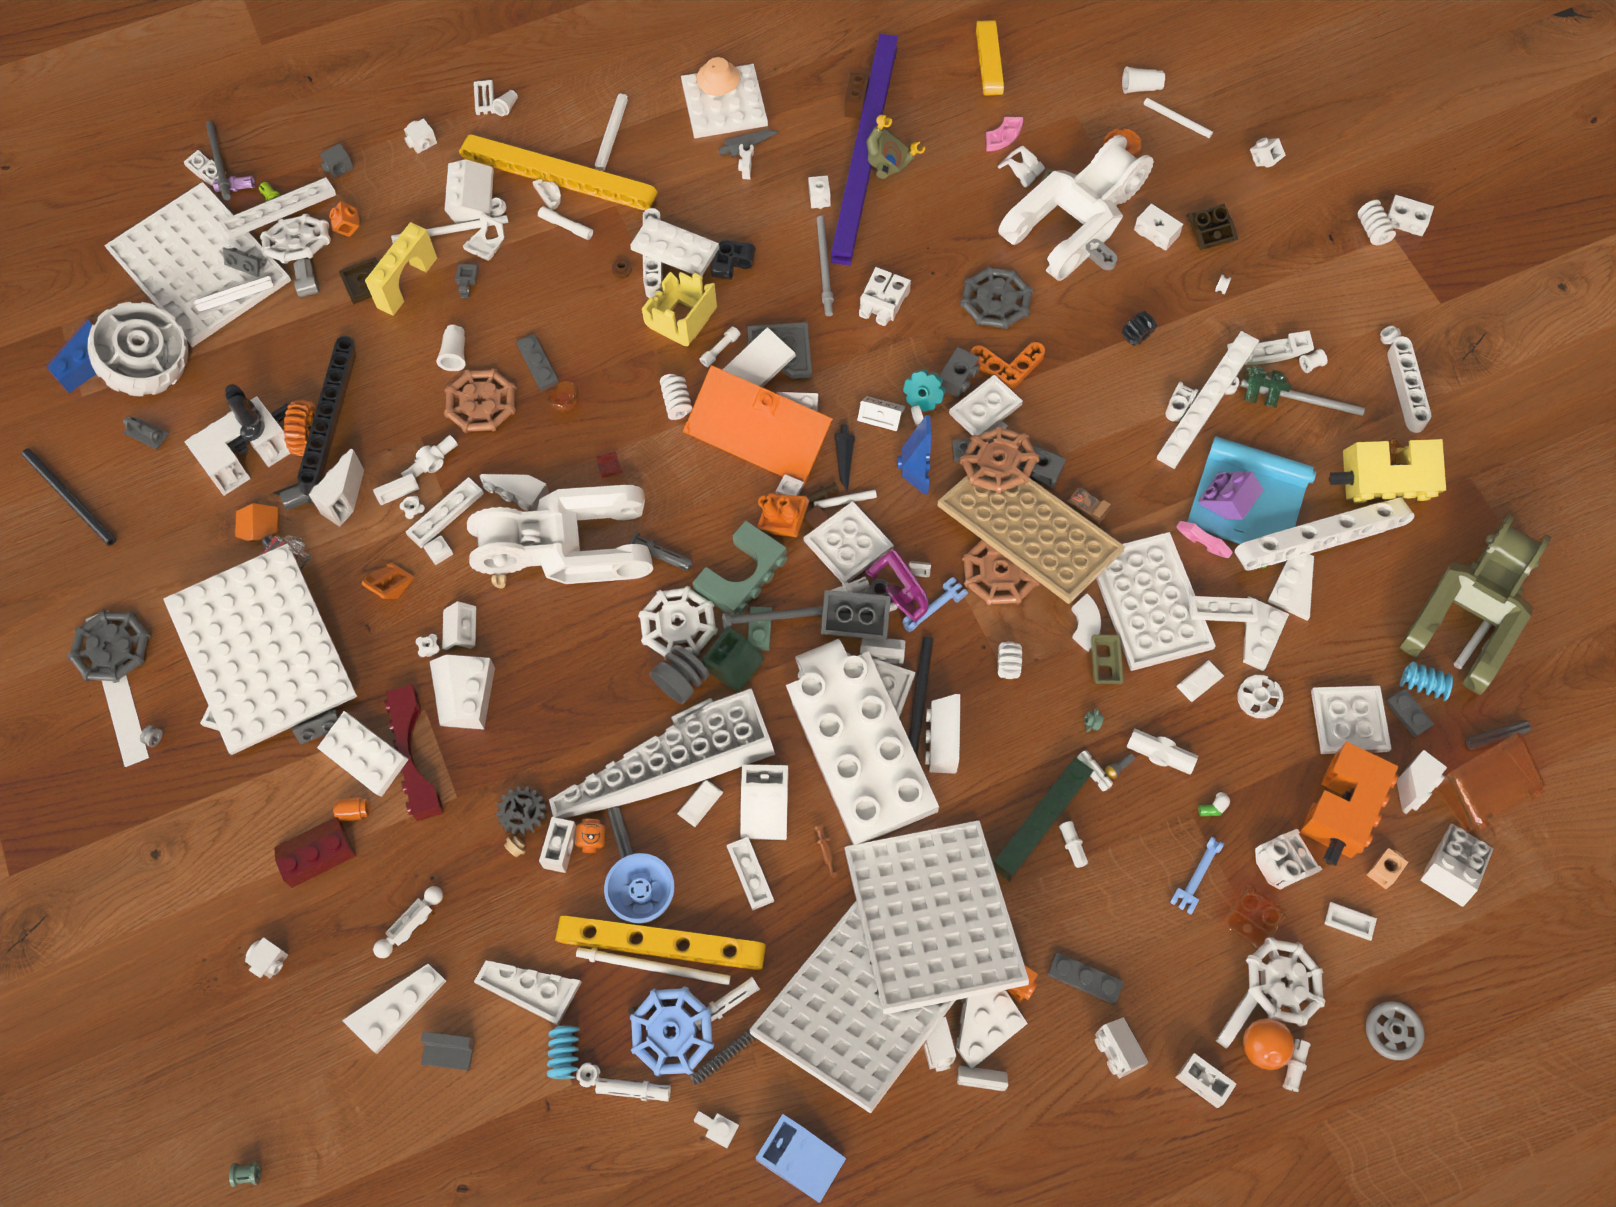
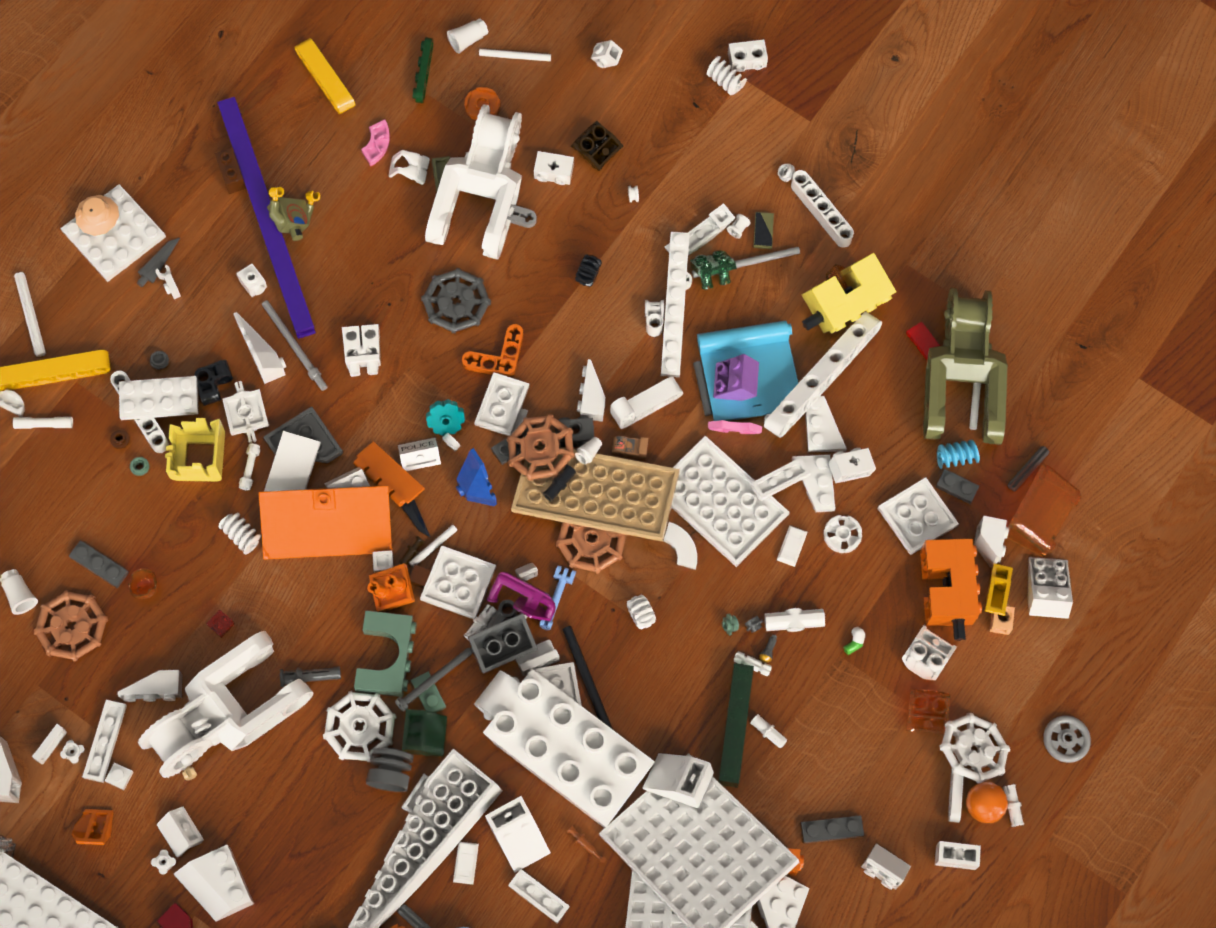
camera: 35 degrees left, 5 degrees up
(430, 458) = (61, 701): white pin -> none
(624, 294) = (139, 461): none -> sand green plate
(697, 220) = (159, 360): none -> dark grey plate
(745, 299) = (245, 412): none -> white plate
(789, 259) = (264, 356): none -> white wedge
(838, 404) = (386, 471): none -> orange windscreen
(943, 735) = (624, 701): white slope -> none
(955, 837) = (679, 778): none -> white slope
(960, 362) = (464, 374): dark grey brick -> none
(997, 499) = (559, 483): none -> black pin
(1043, 484) = (588, 450): none -> white cone
(1077, 442) = (593, 396): none -> white slope
(1086, 89) = (422, 76): none -> dark green plate
(1114, 661) = (719, 567): olive piece -> none
(1117, 733) = (753, 624): none -> dark grey plate
(1126, 473) = (632, 410): none -> white beam
(1187, 896) = (871, 673): light blue hinge -> none
(1192, 489) = (702, 388): none -> dark grey bar
(1306, 634) = (851, 465): none -> white brick
(1336, 377) = (763, 230): none -> black tile
(1350, 921) = (996, 674): white tile -> none
(1400, 834) = (998, 589): none -> yellow slope
(1448, 551) = (922, 338): none -> red tile

